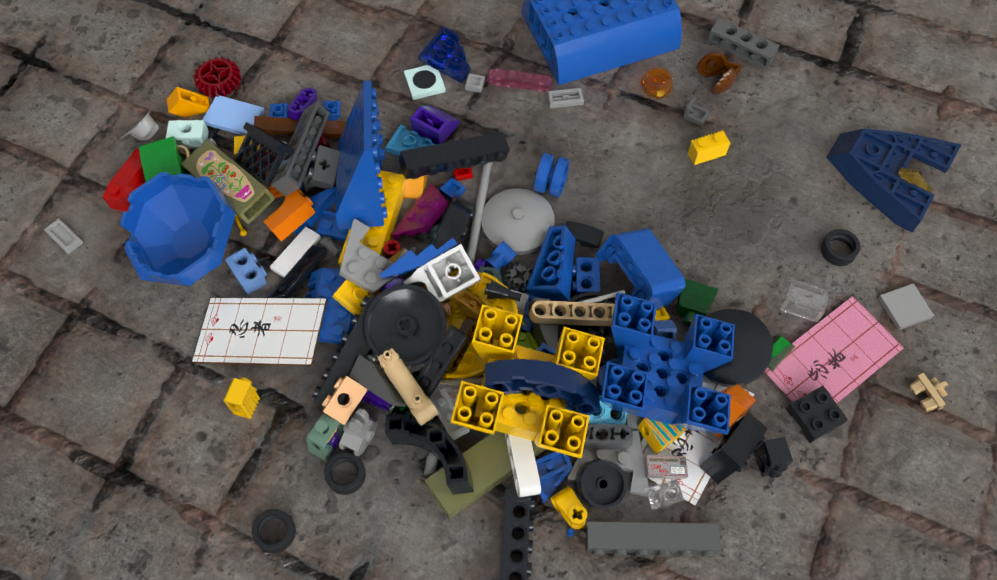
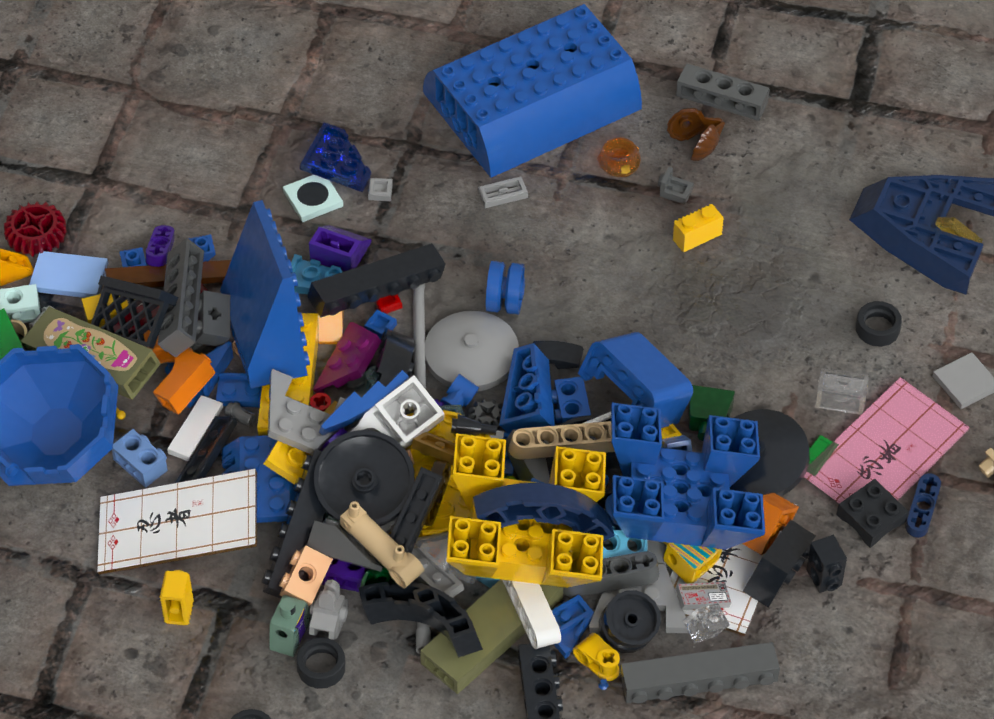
camera: 10 degrees left, 10 degrees down
(500, 78) = (471, 178): clear pink beam -> none
(852, 417) = (925, 514): none -> dark blue beam

